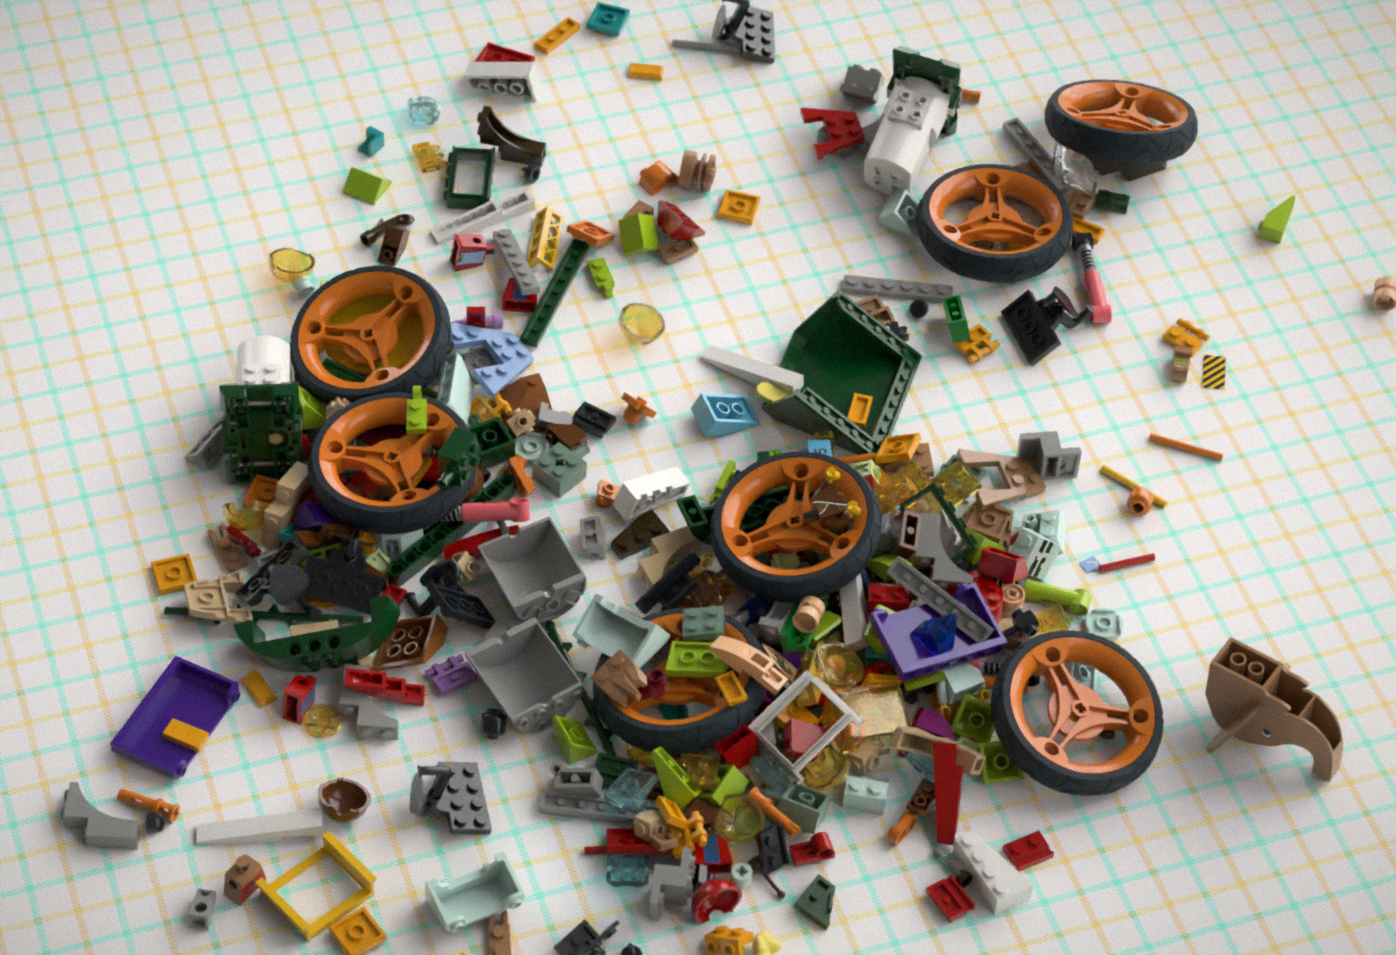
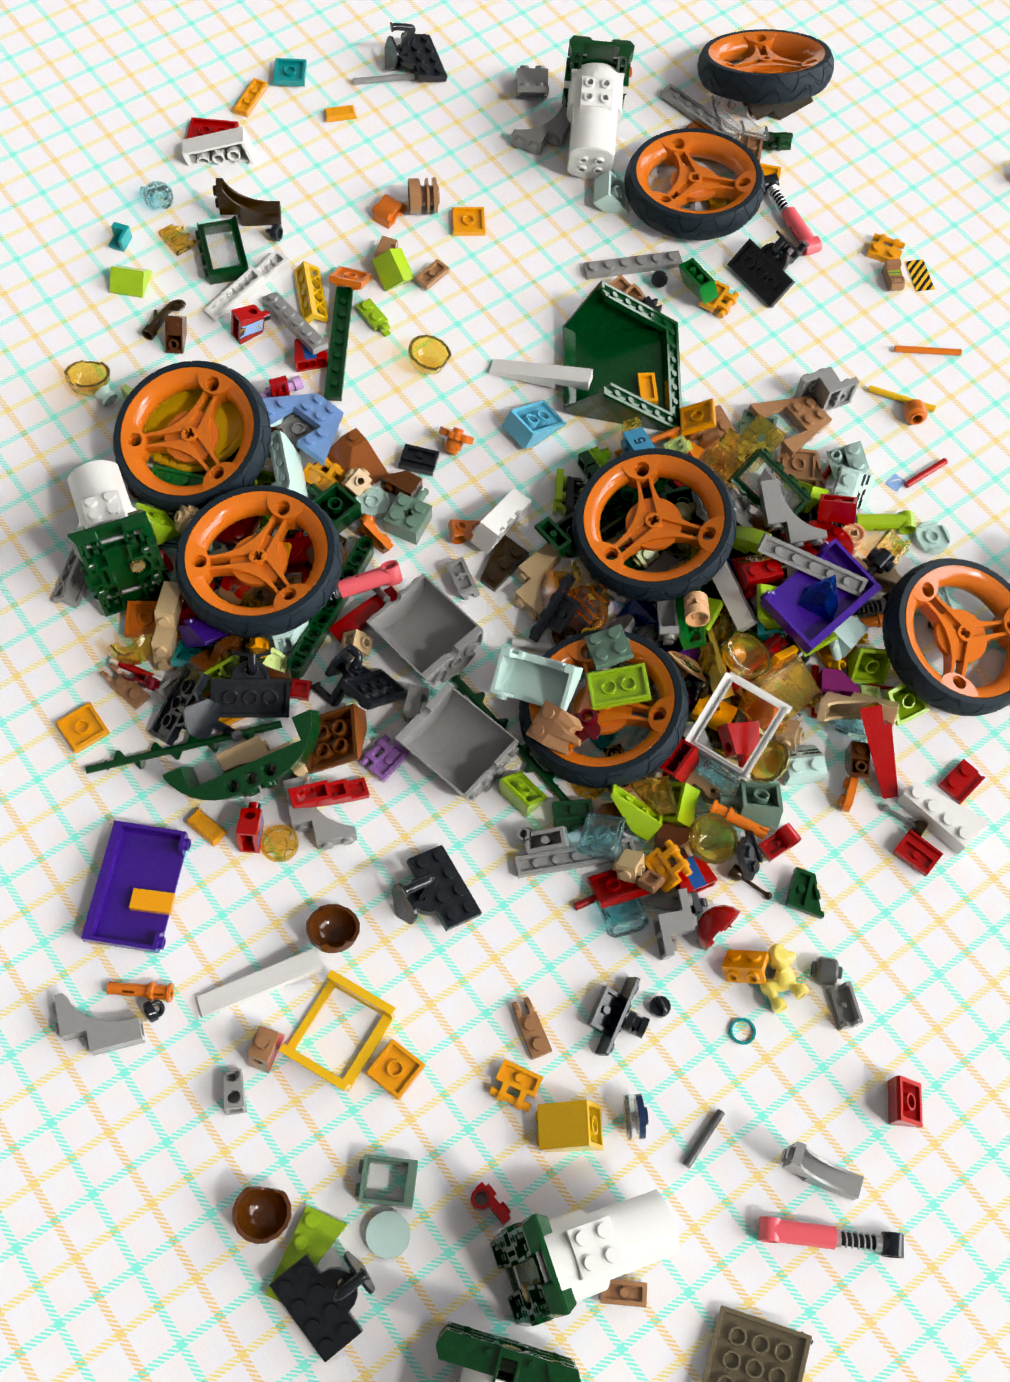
camera: 20 degrees left, 15 degrees up
(209, 600) = (127, 751): tan wing -> none
(416, 413) = (267, 506): lime plate -> none
(457, 458) = (326, 547): dark green brick -> none
(475, 894) = (496, 994): light aqua windscreen -> none
(493, 723) = (443, 800): black head -> none
(545, 416) = (378, 469): light grey leg -> none
(671, 812) = (647, 849): light orange tile -> none
(677, 223) = (423, 249): red wedge -> none
(731, 688) = (664, 711): light orange tile -> none
(741, 875) = (724, 892): light aqua wheel -> none
(749, 659) = (670, 677): light nougat slope -> none
(769, 392) = (569, 393): light yellow tile -> none
(830, 505) = (687, 499): reddish brown torso -> none
(840, 126) = (530, 125): red wing -> none
(905, 534) = (753, 505): reddish brown brick -> none
(1276, 221) = (915, 129): lime slope -> none

